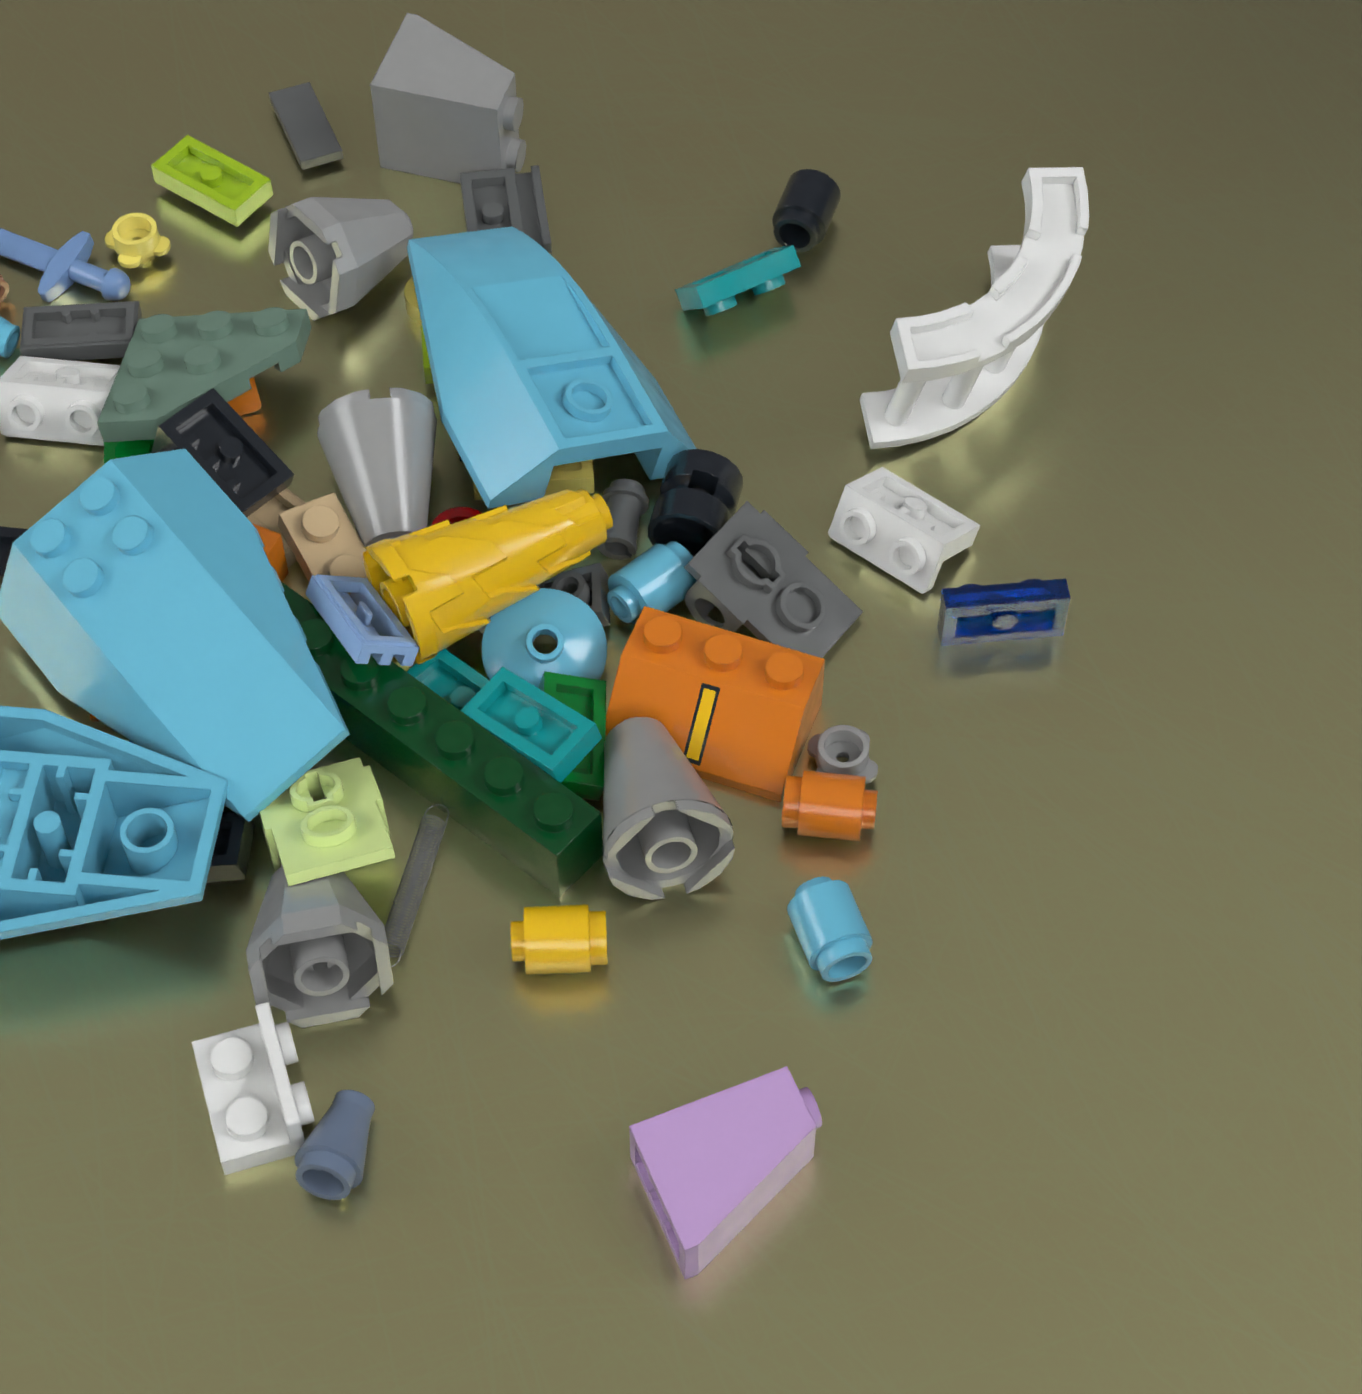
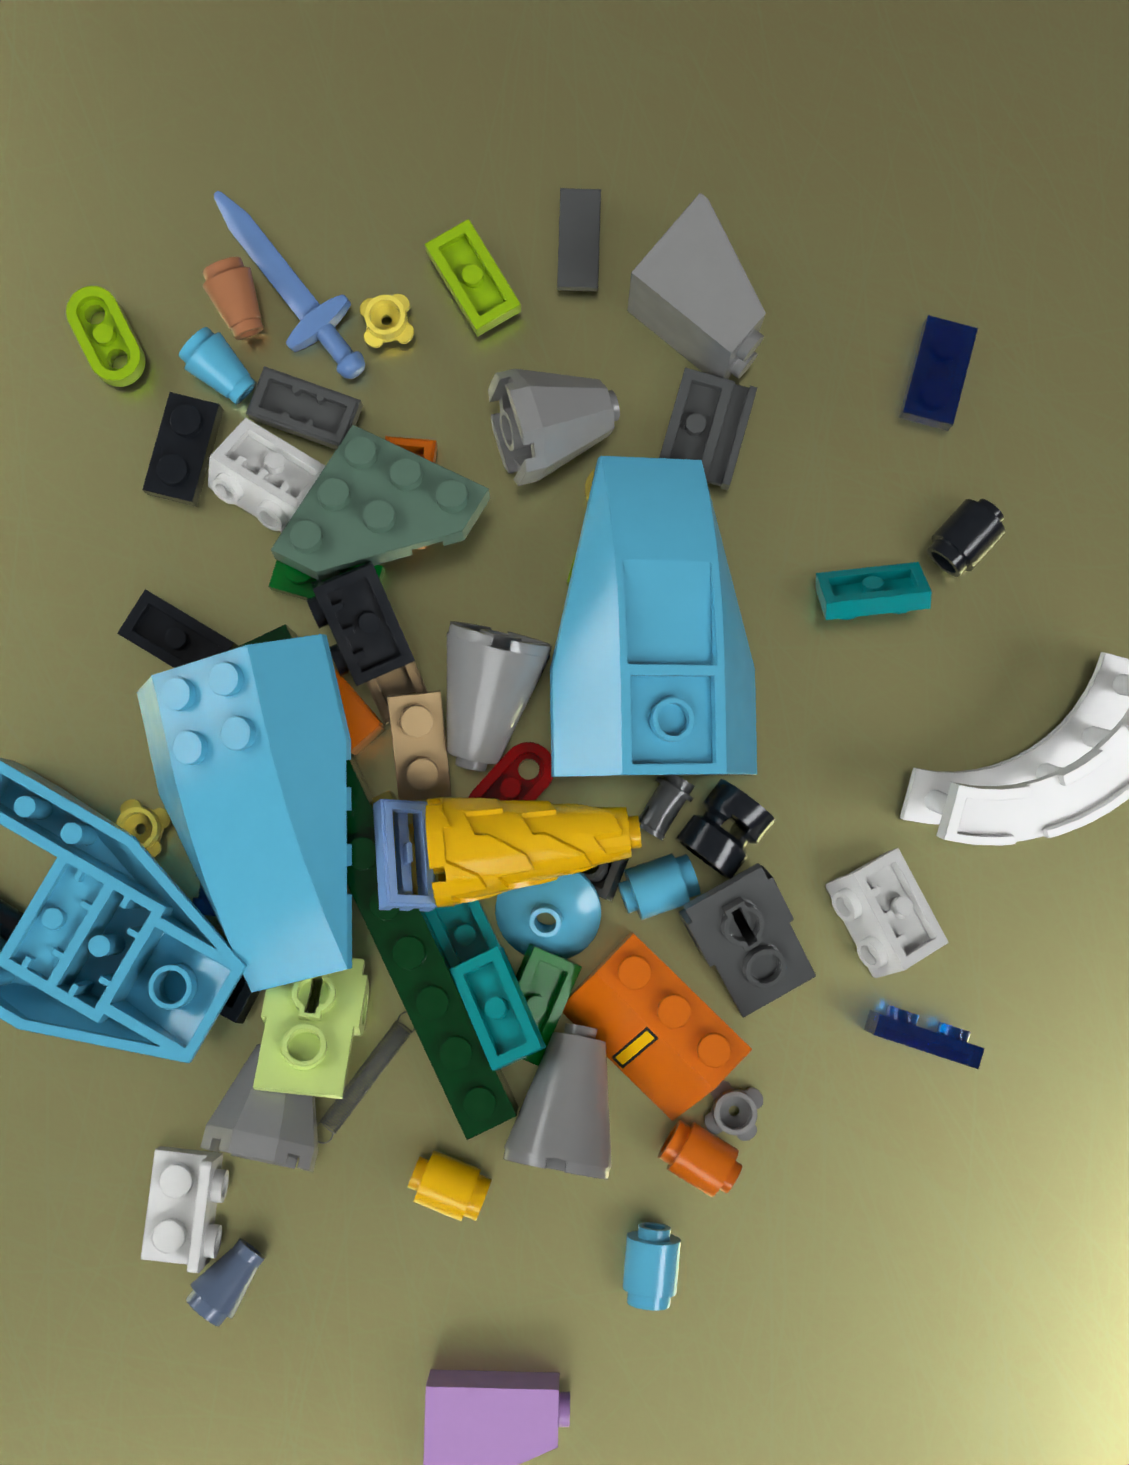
camera: 25 degrees right, 30 degrees up
(709, 112) = (938, 373): none -> clear blue plate

